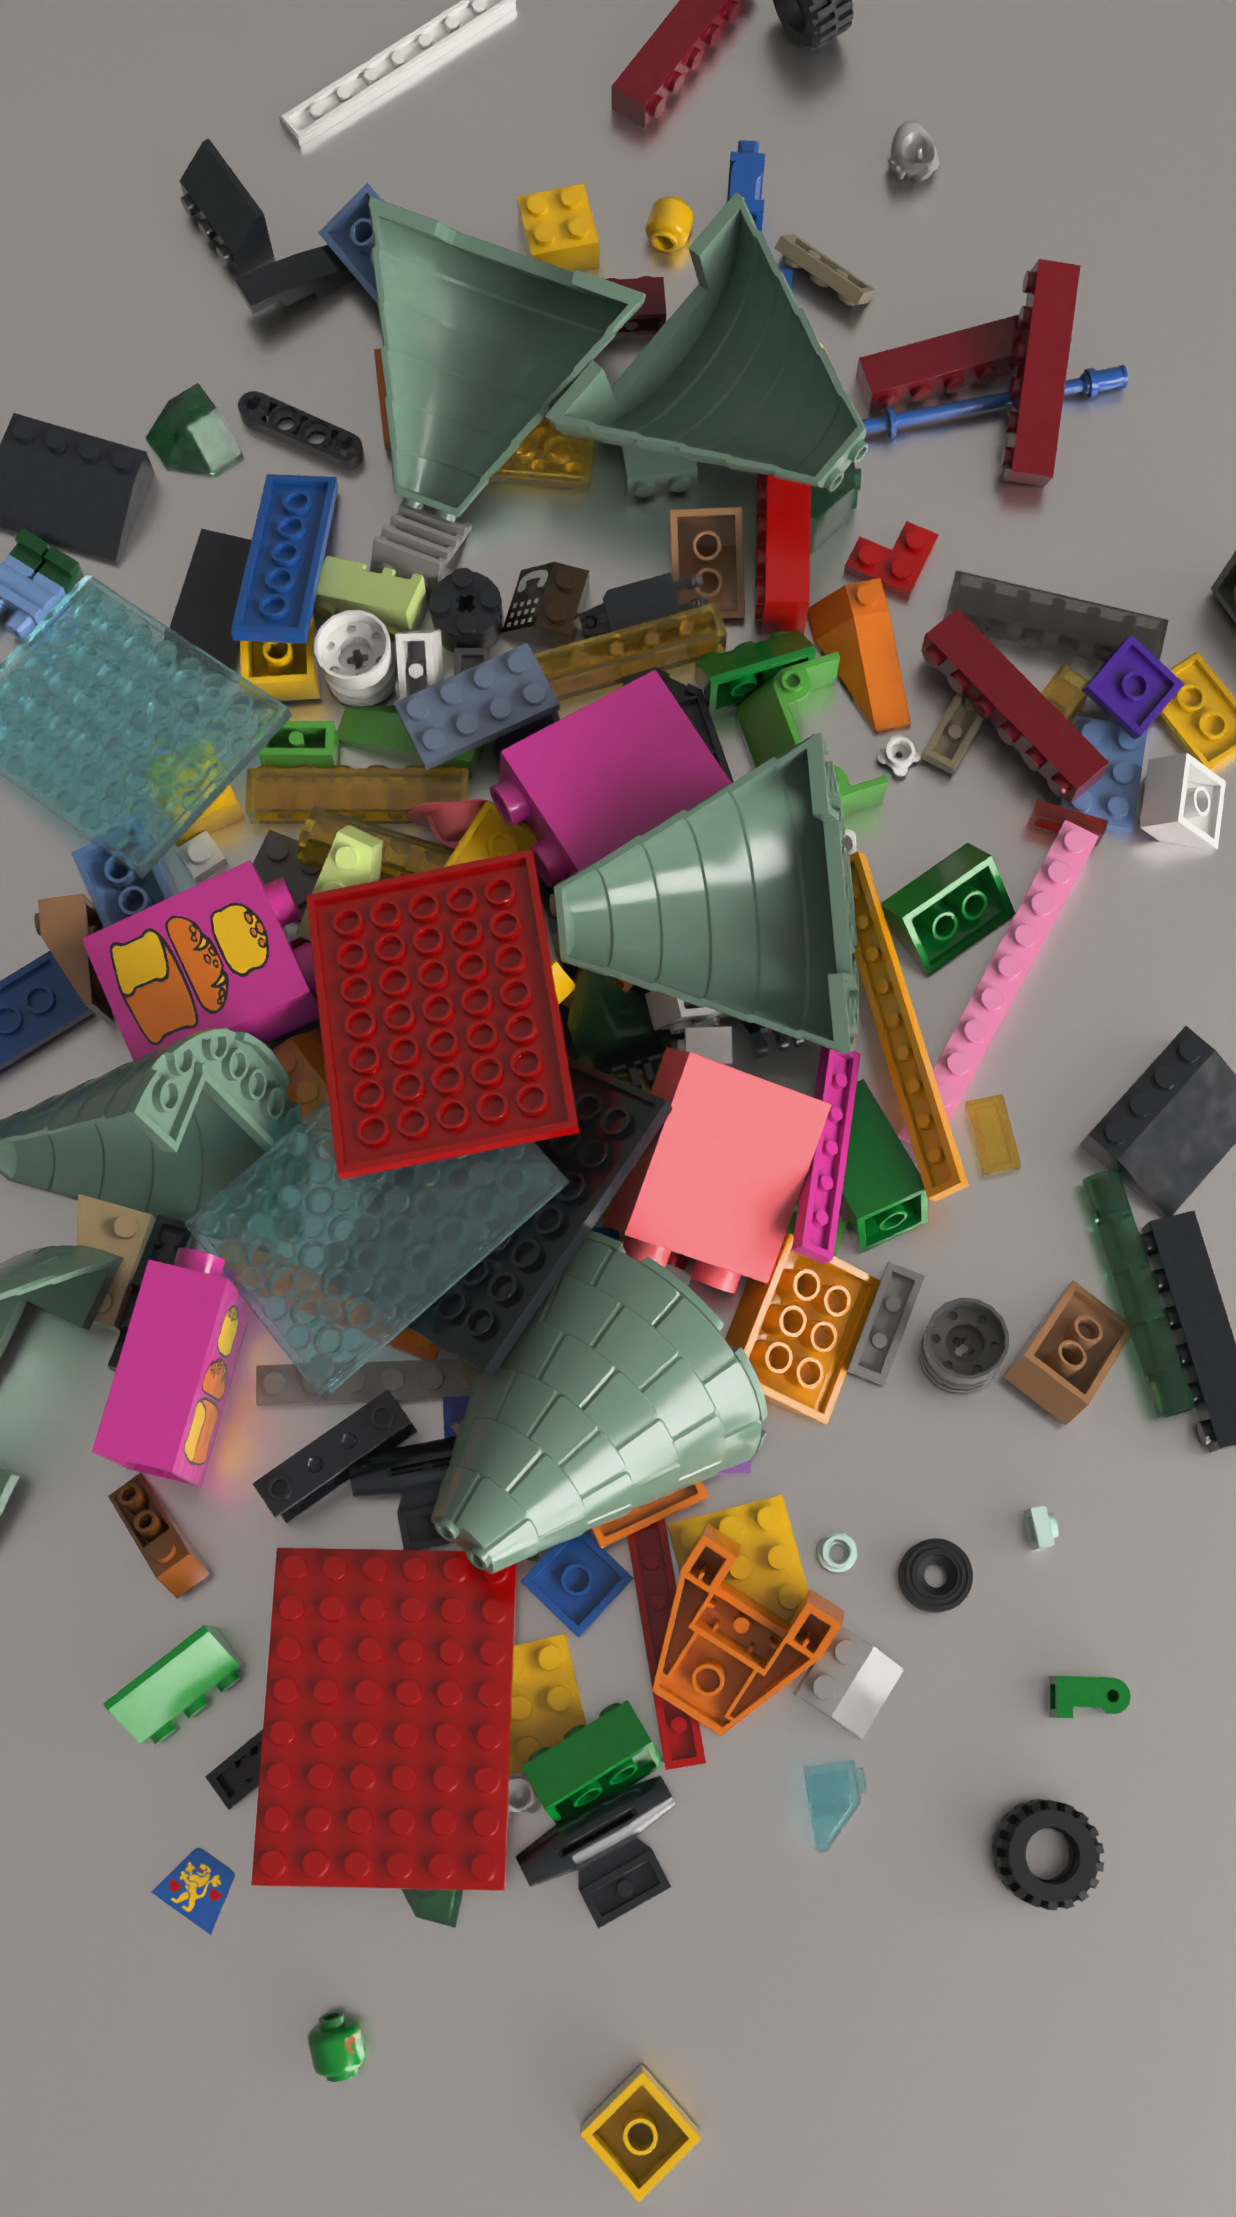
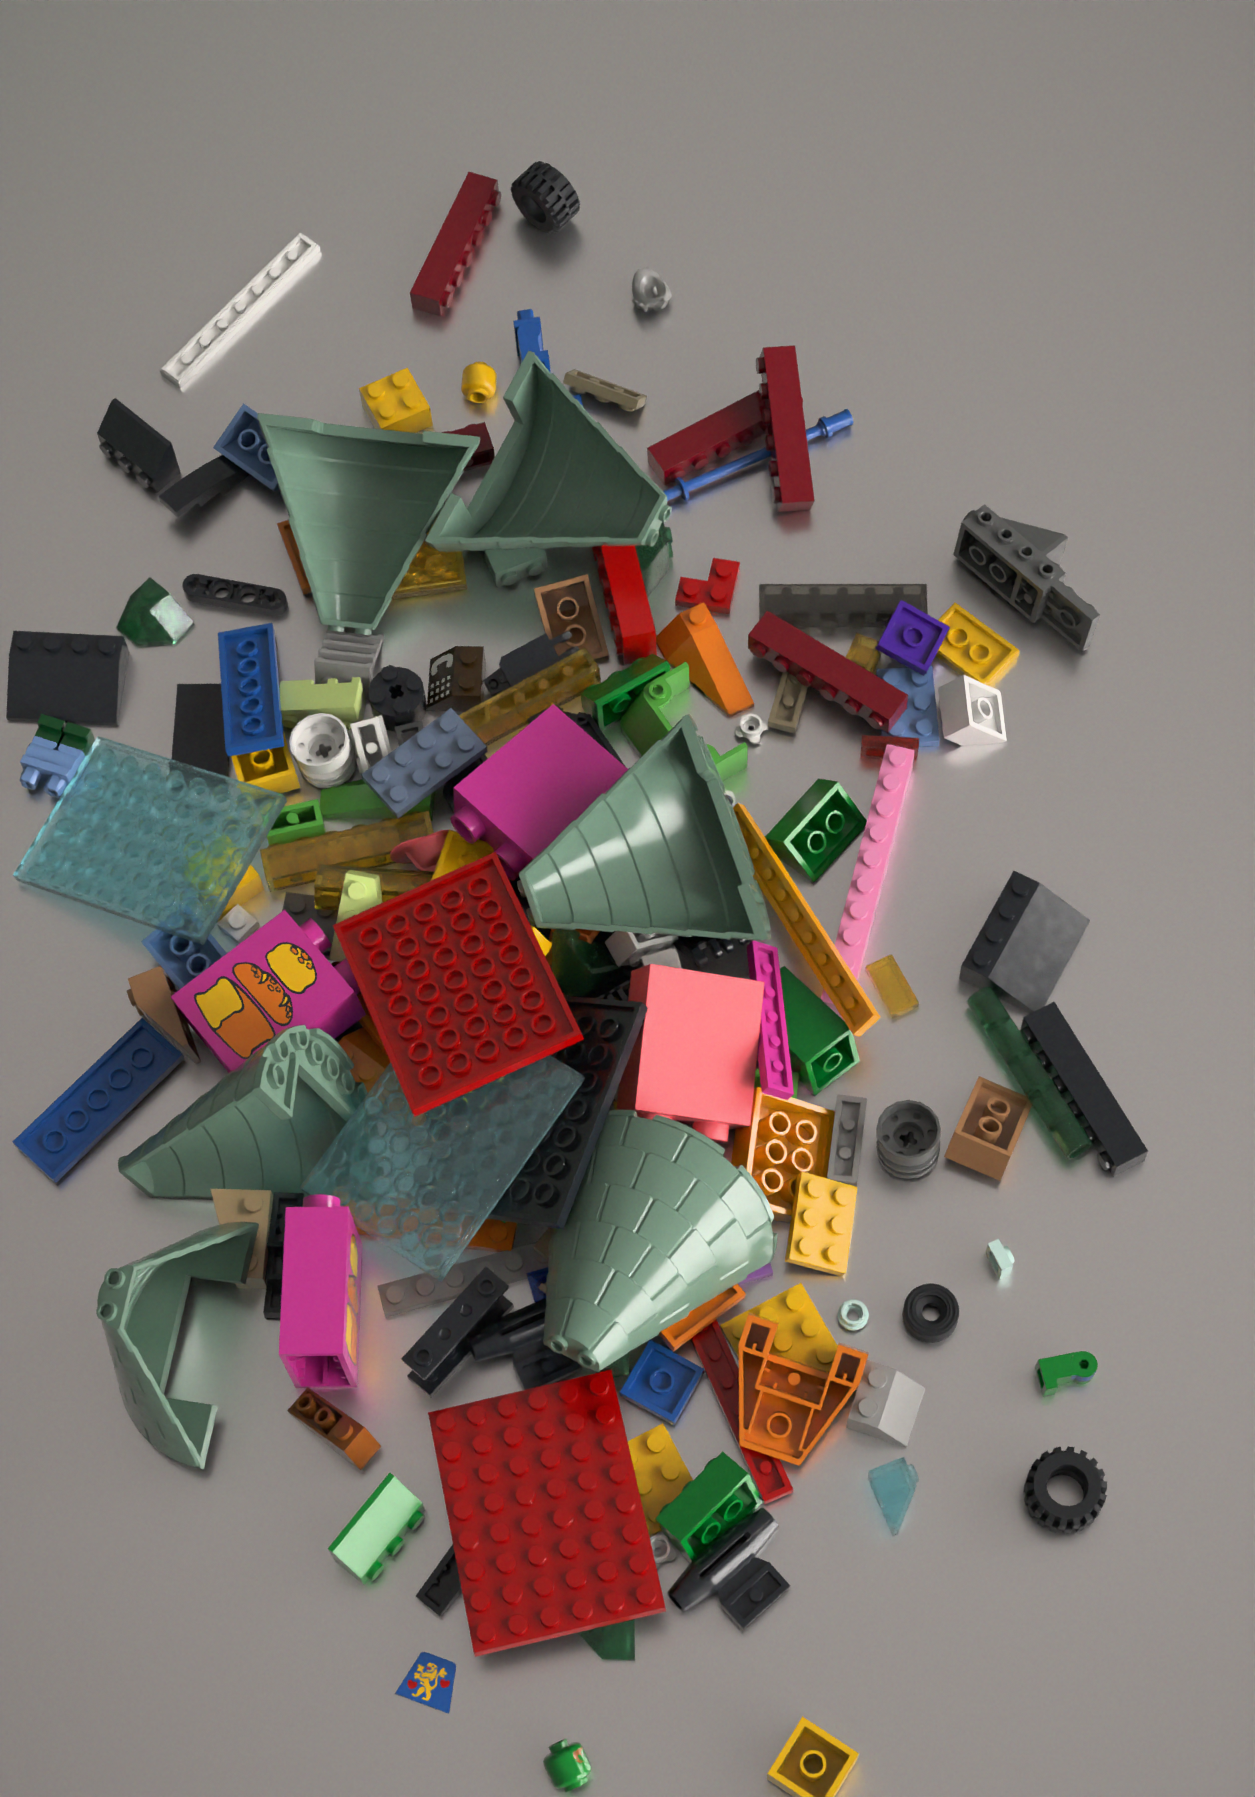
camera: 10 degrees left, 10 degrees down
(826, 1425) = (821, 1224): none -> yellow plate

